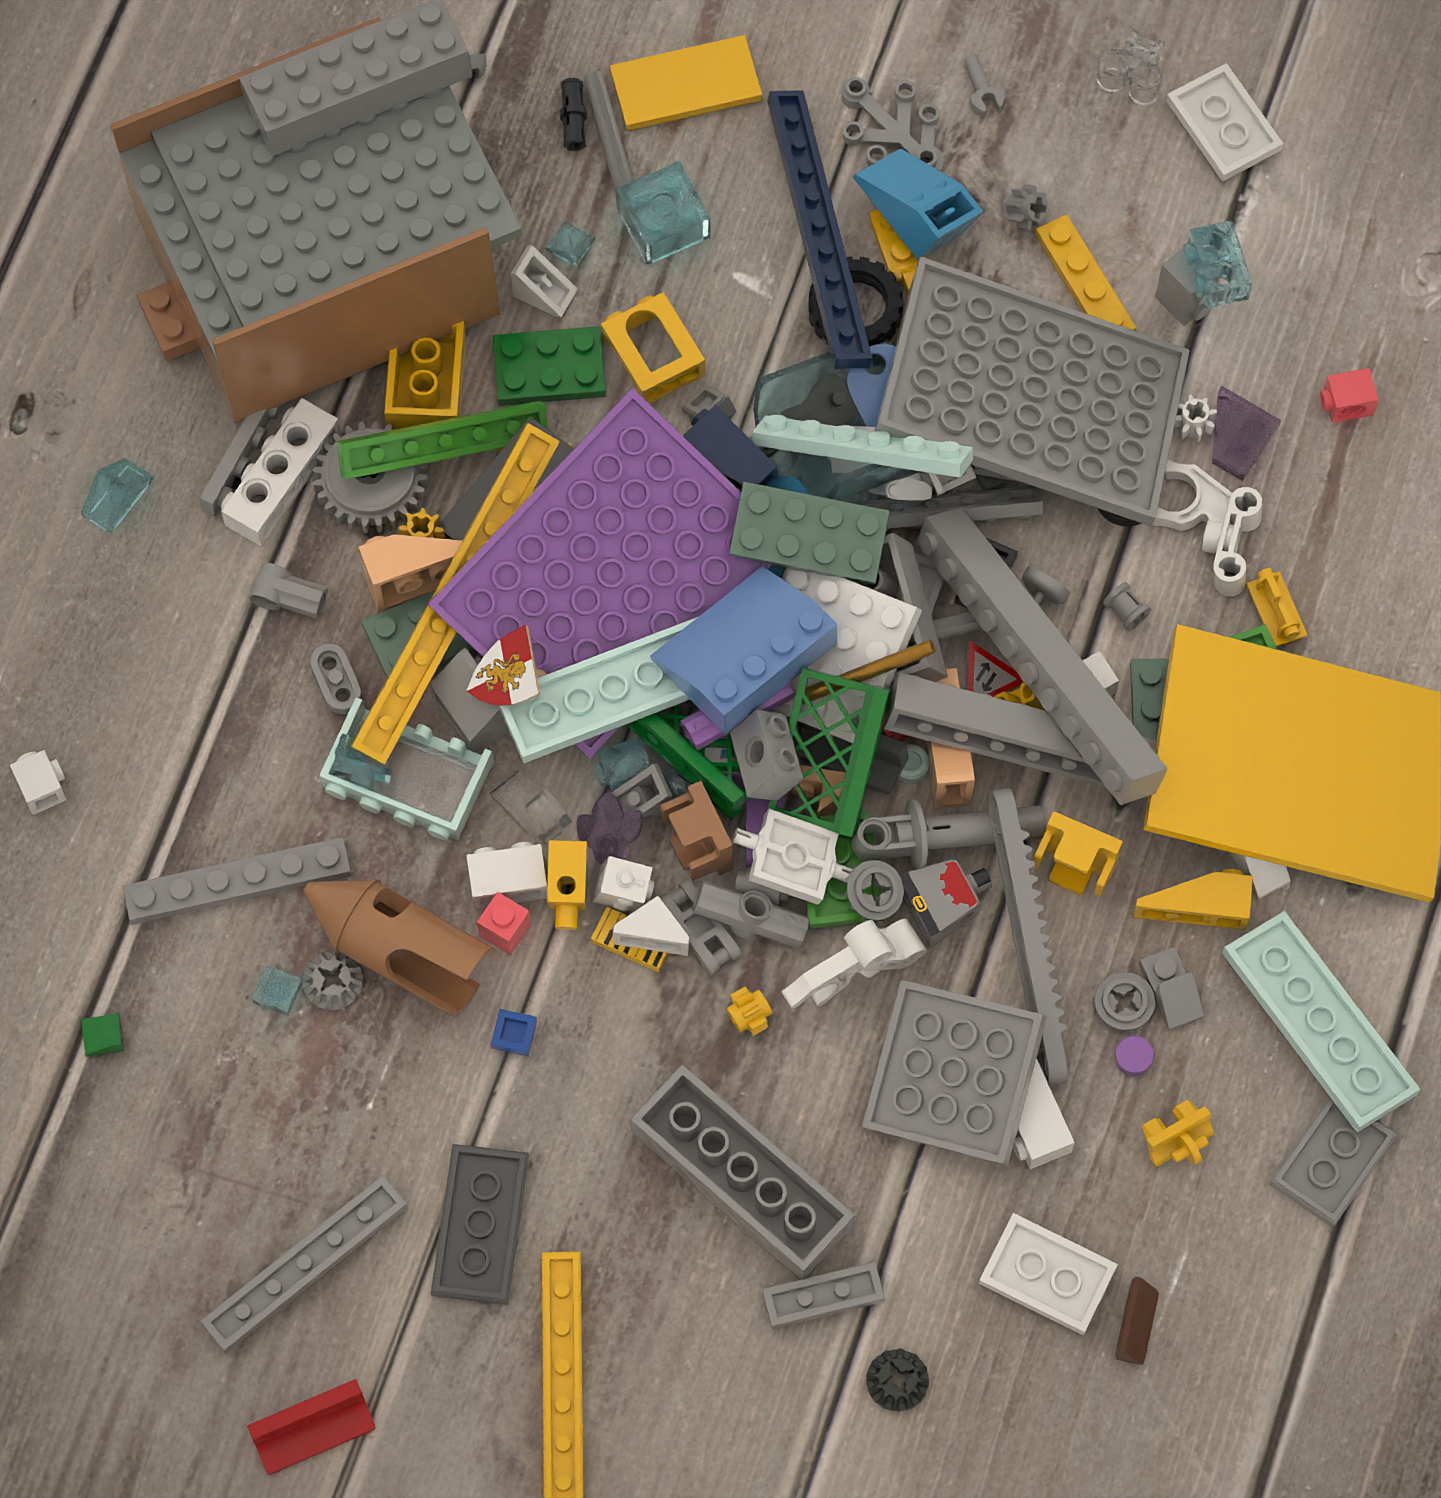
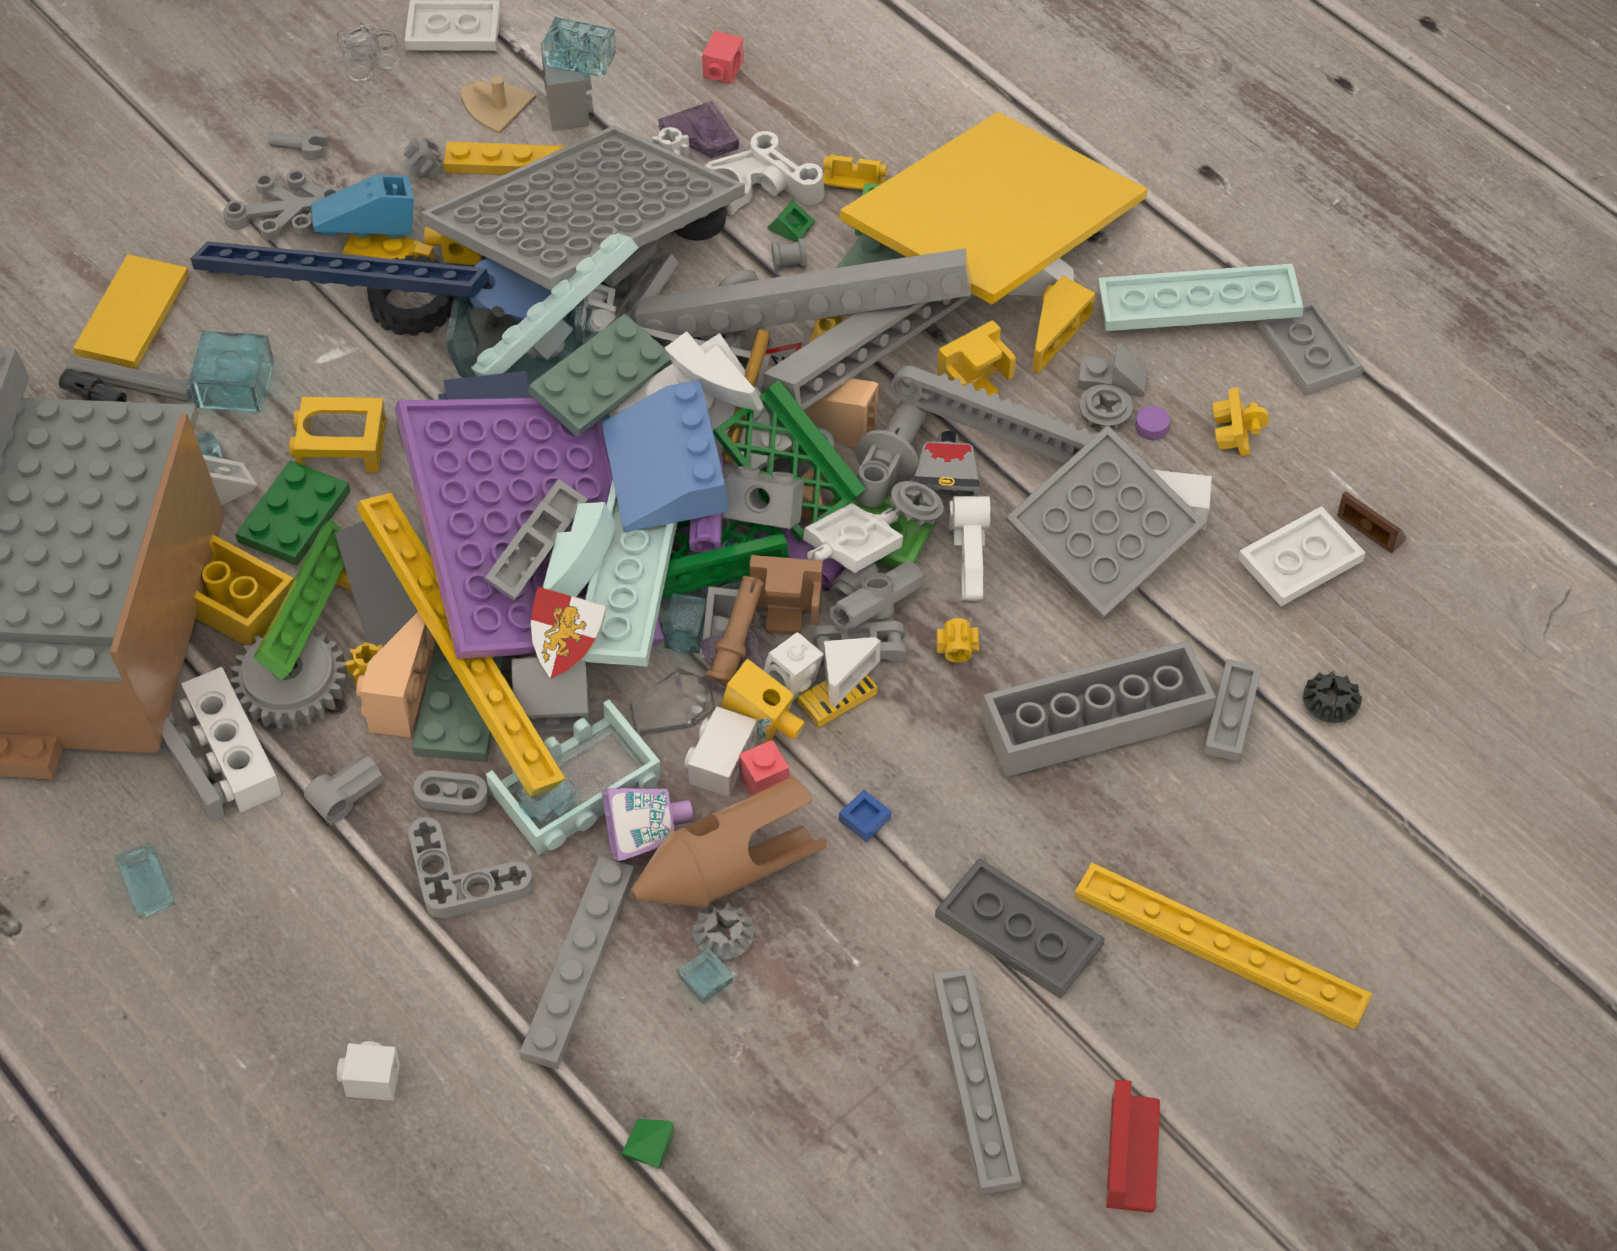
camera: 60 degrees left, 15 degrees down
(251, 742) = (456, 887): none -> light grey beam
(390, 849) = (640, 819): none -> torso
(585, 591) = (535, 540): none -> light grey slope
(593, 635) = (581, 551): none -> light aqua slope
(606, 820) = (731, 648): none -> medium nougat pin
(857, 629) = (716, 372): none -> white slope
(1153, 222) = (494, 102): none -> tan shield
(1175, 586) = (792, 222): none -> green slope

